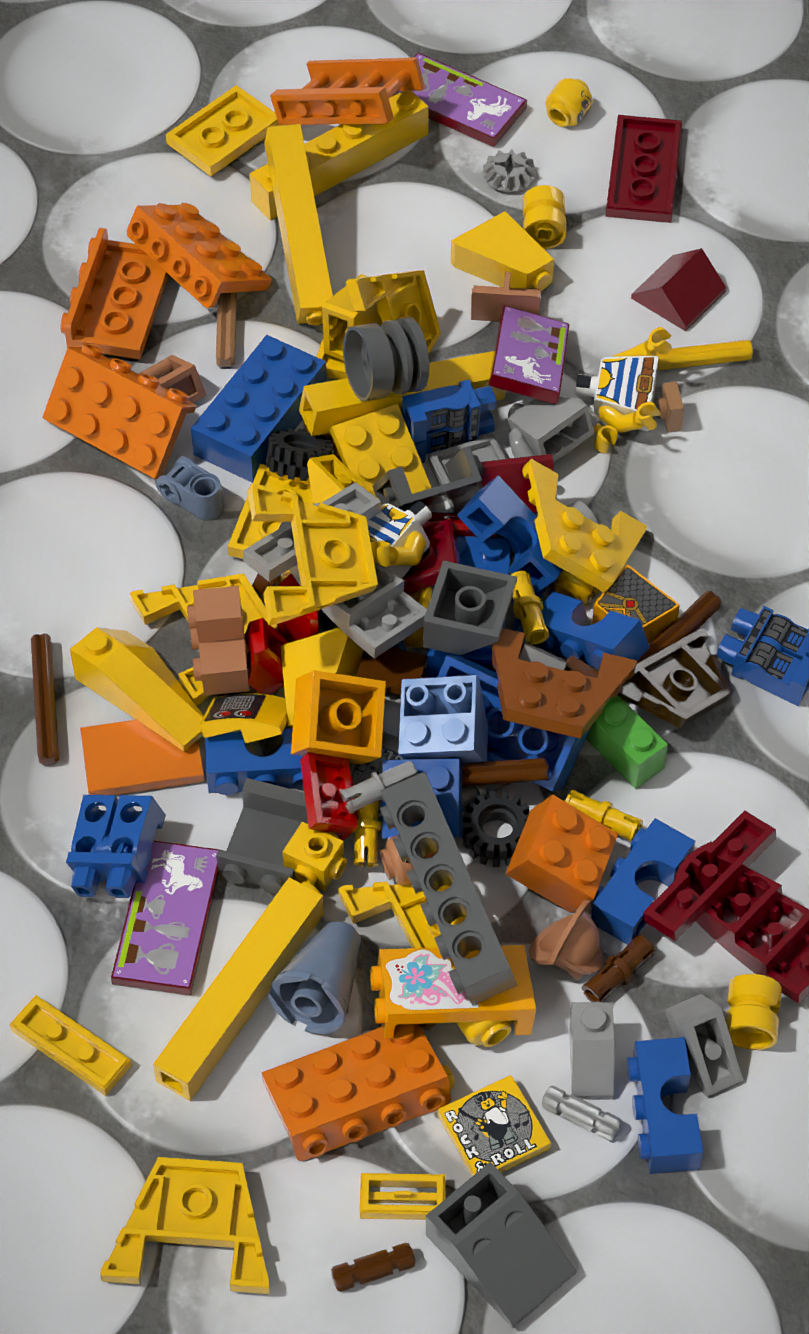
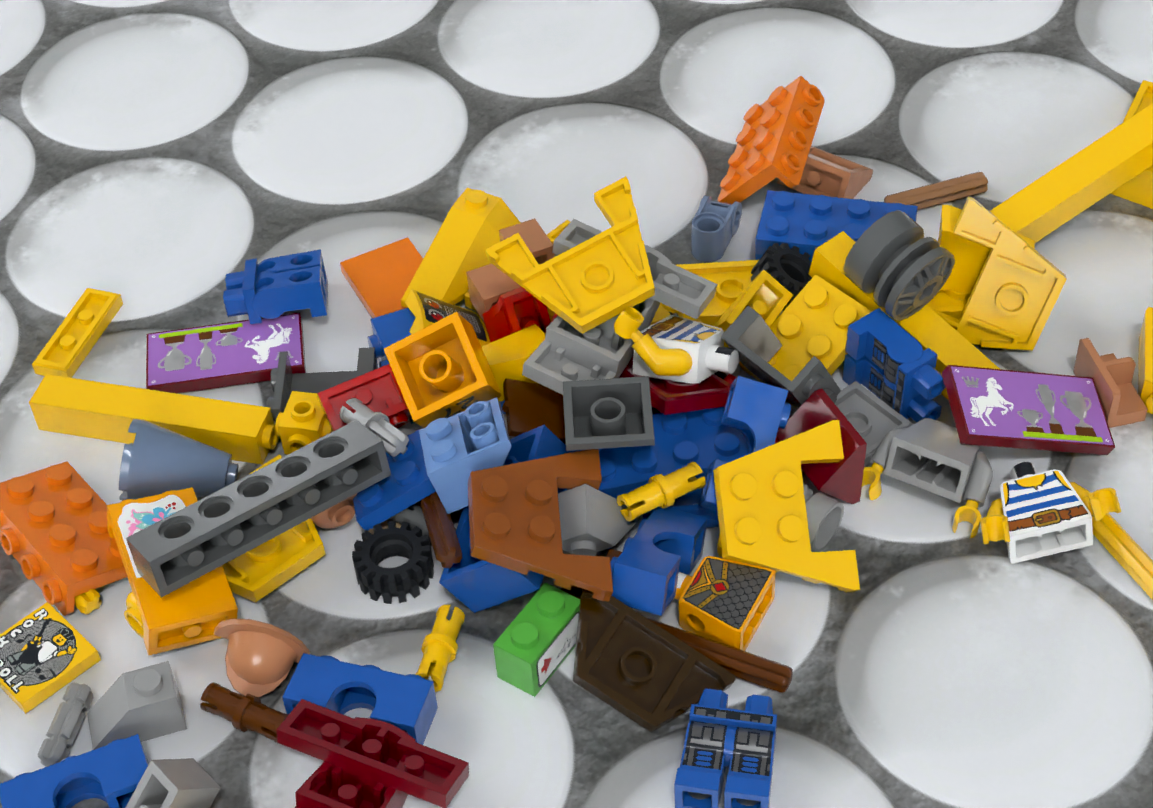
camera: 75 degrees right, 10 degrees down
(44, 699) = (423, 212): reddish brown axle -> none
(114, 298) = (917, 109): orange bracket -> none
(194, 252) = (1005, 139): orange bracket -> none
(561, 853) = (359, 610): orange brick -> none
(671, 406) = (1046, 565): medium nougat plate -> none

